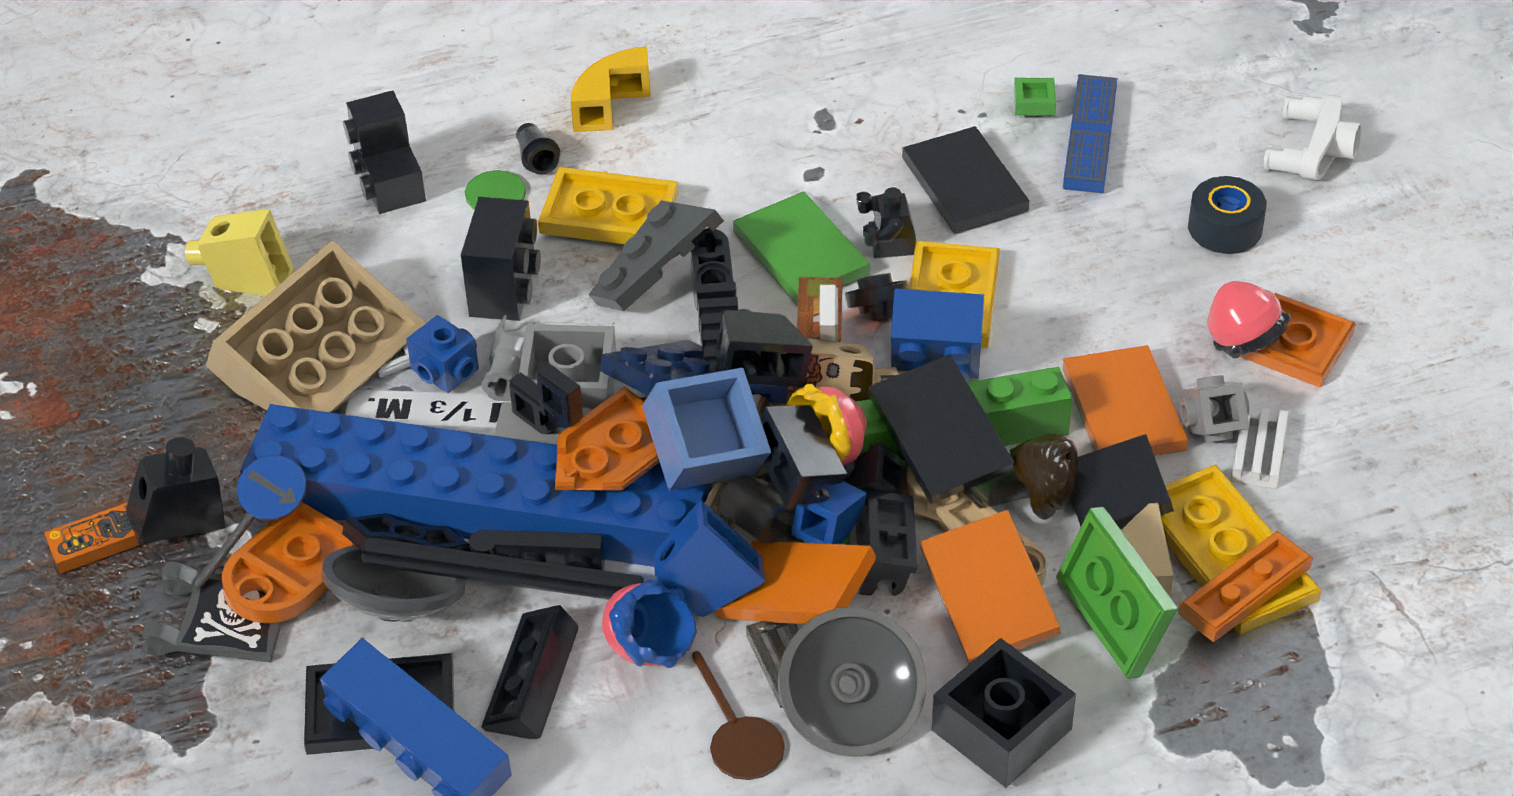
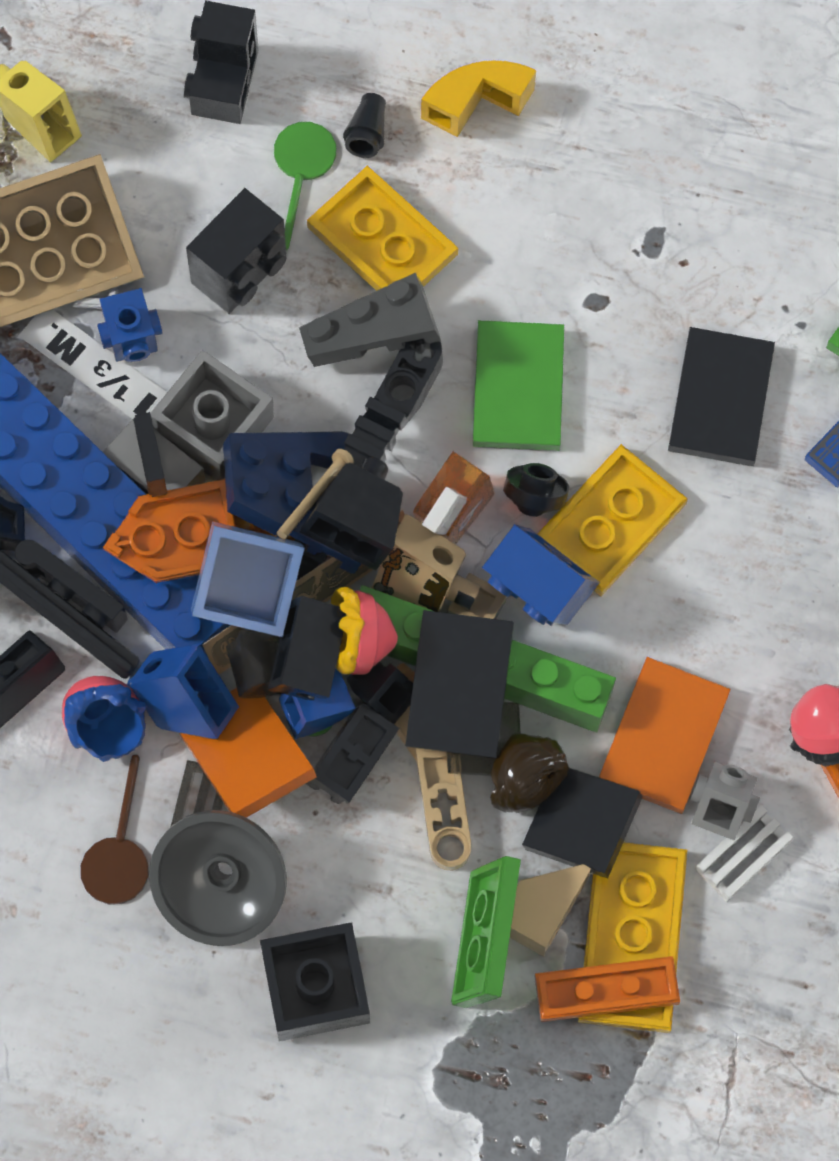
camera: 30 degrees right, 25 degrees up
(504, 362) = (180, 356): light grey piece -> none
(709, 332) = (339, 458): none -> tan piece
(892, 229) = (608, 415): black piece -> none
(989, 585) = (399, 853): orange tile -> none

